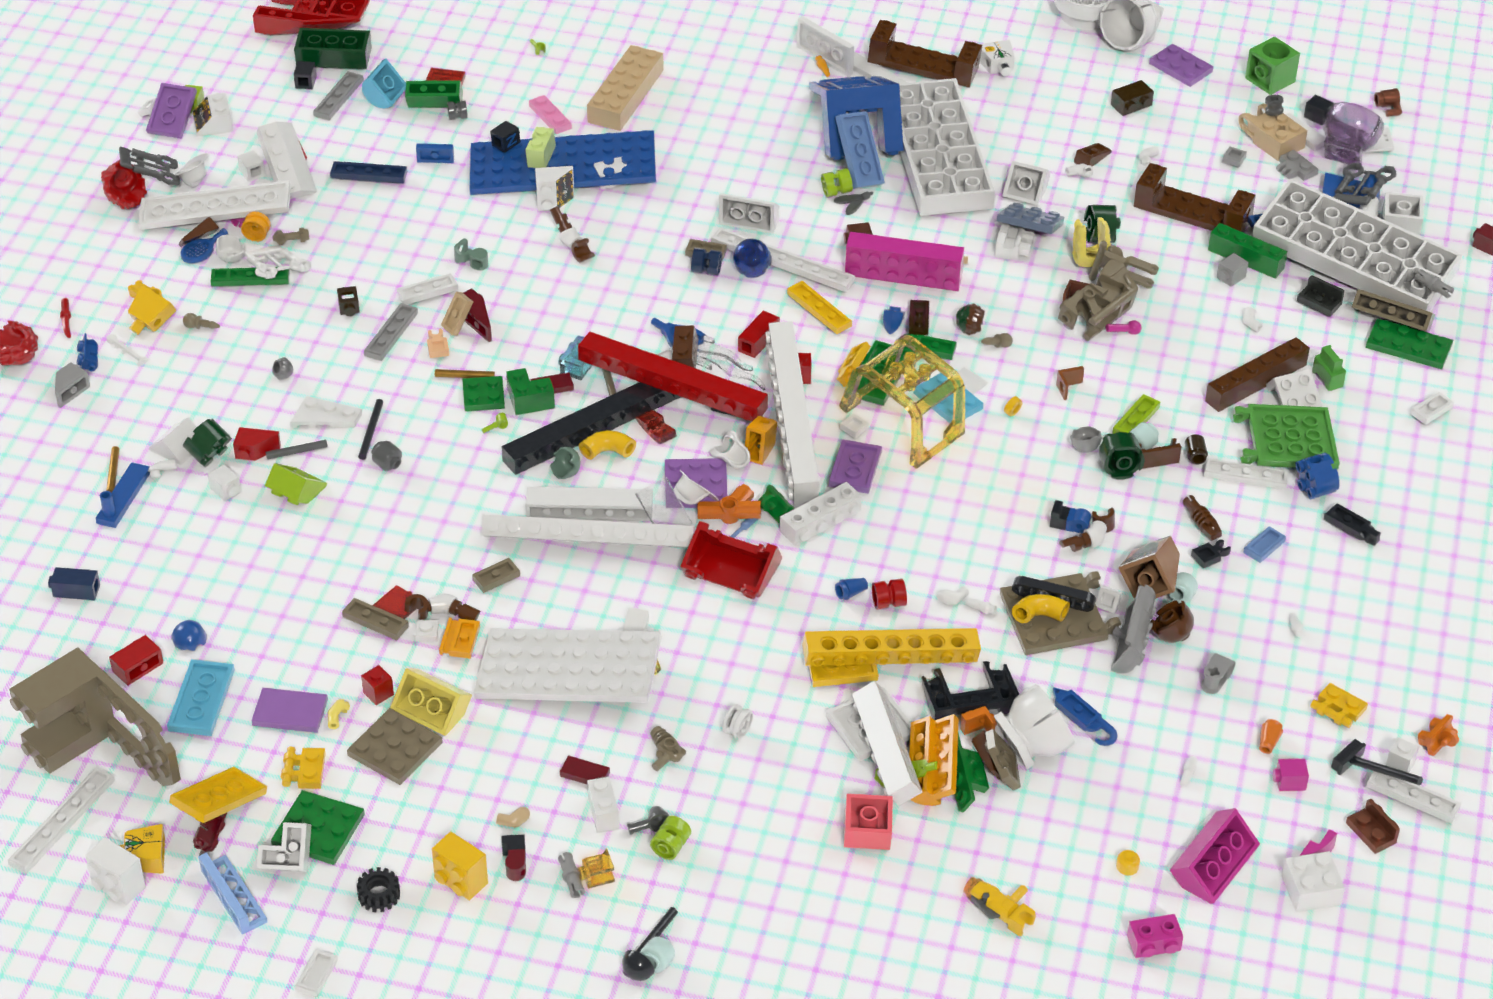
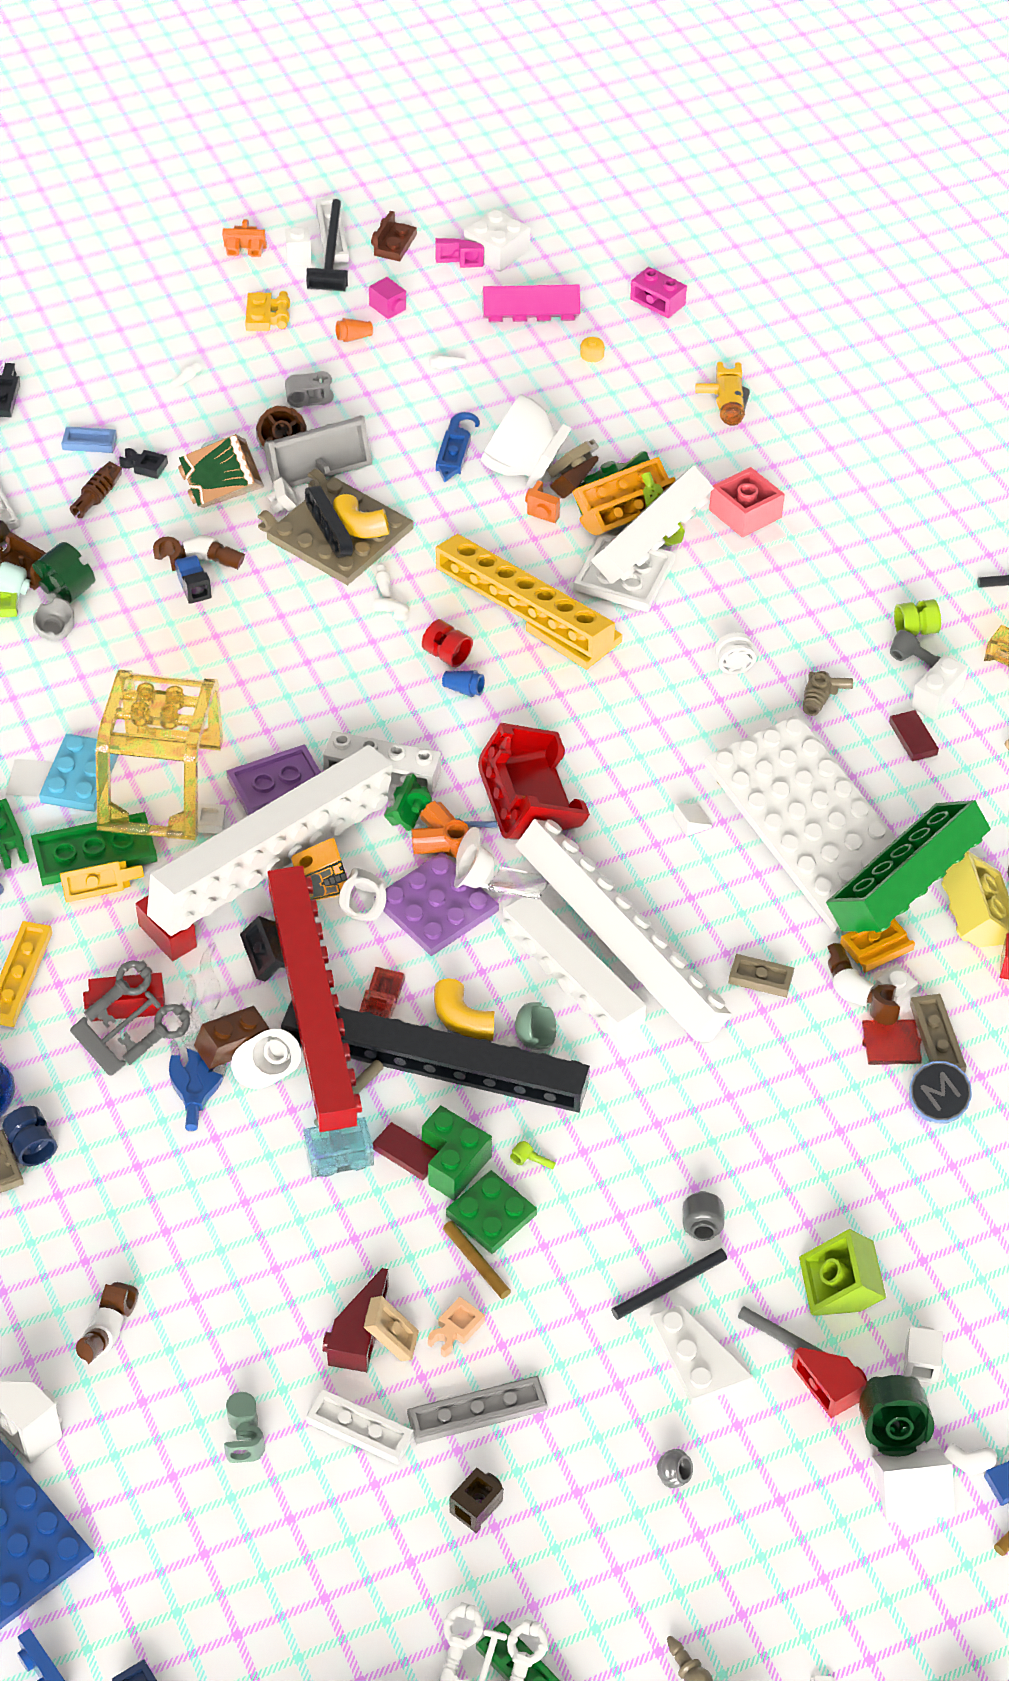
camera: 130 degrees left, 5 degrees up
(341, 590) = (940, 1092): none -> black tile
(477, 655) = (908, 866): none -> brick
(753, 309) = (97, 1047): none -> piece
(999, 695) = (545, 532): black wedge -> none
(1013, 406) = (50, 705): yellow tile -> none

